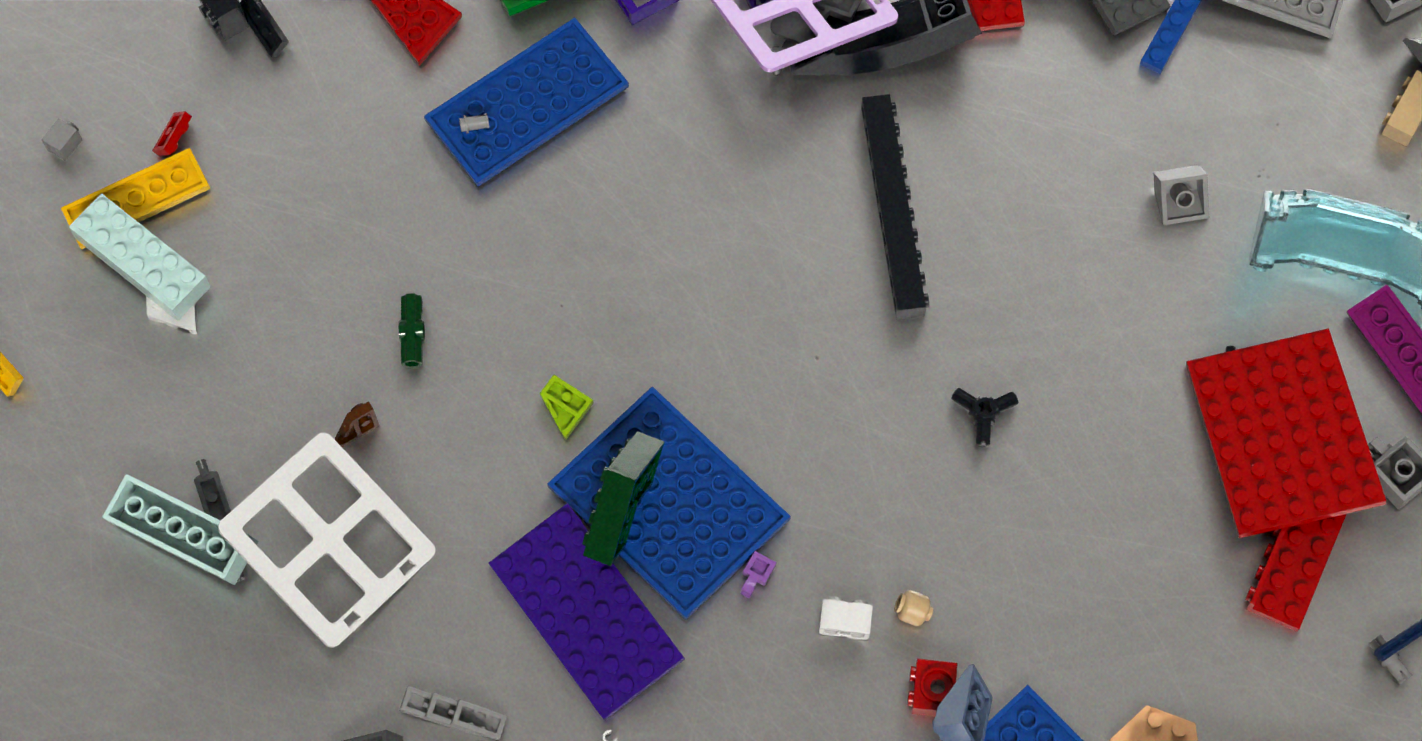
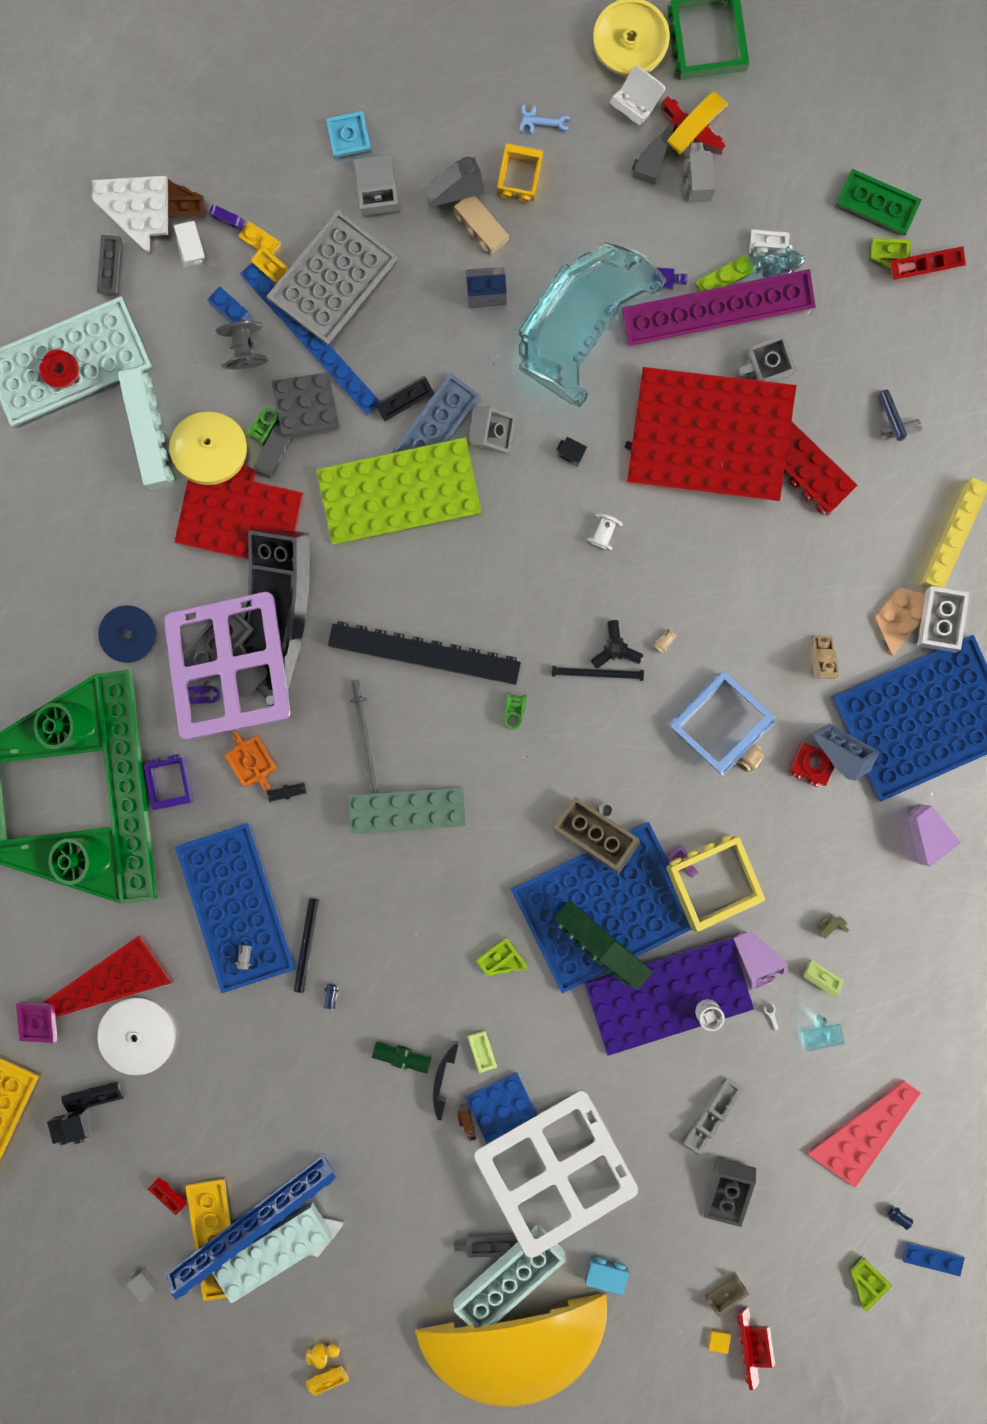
camera: 75 degrees left, 20 degrees up
(30, 353) = (319, 1354): none -> yellow animal
(89, 579) = (517, 1358): none -> yellow brick
(168, 227) = (250, 1227): none -> blue plate
(216, 649) = (607, 1275): none -> medium azure brick
(346, 48) = (151, 1026): none -> white dish
(368, 388) = (439, 1102): none -> black slope
(389, 460) = (501, 1107): none -> blue plate
(447, 418) = (482, 1051): none -> yellowish green plate
(458, 233) = (331, 996): none -> dark blue pin
(508, 189) = (306, 945): none -> black axle
(579, 656) = (709, 1015): none -> white wheel
(664, 699) = (758, 960): none -> lavender slope
(678, 113) = (286, 792): none -> black pin
(692, 213) = (364, 735): none -> dark grey bar
(699, 65) = (250, 761): none -> orange plate
(704, 242) = (406, 810): none -> sand green plate
(715, 642) = (727, 911): none -> light yellow window
(752, 455) = (596, 835): none -> dark tan brick
(783, 458) = (609, 810): none -> light grey hinge
(845, 618) = (739, 809): white brick -> none
(869, 323) = (514, 709): none -> bright green piece
(930, 588) = (744, 745): none -> light blue window
(963, 451) = (598, 673): none -> black bar
(1014, 465) = (664, 641): none -> tan pin
(1069, 120) = (399, 491): none -> lime plate
(1069, 656) = (824, 658): none -> tan slope
(1116, 353) = (604, 534): none -> white hose
(1152, 132) = (440, 415): none -> sand blue plate
(1176, 92) = (404, 398): none -> black plate
(1195, 288) = (571, 451): none -> black brick
(1339, 133) = (486, 287): none -> dark blue slope

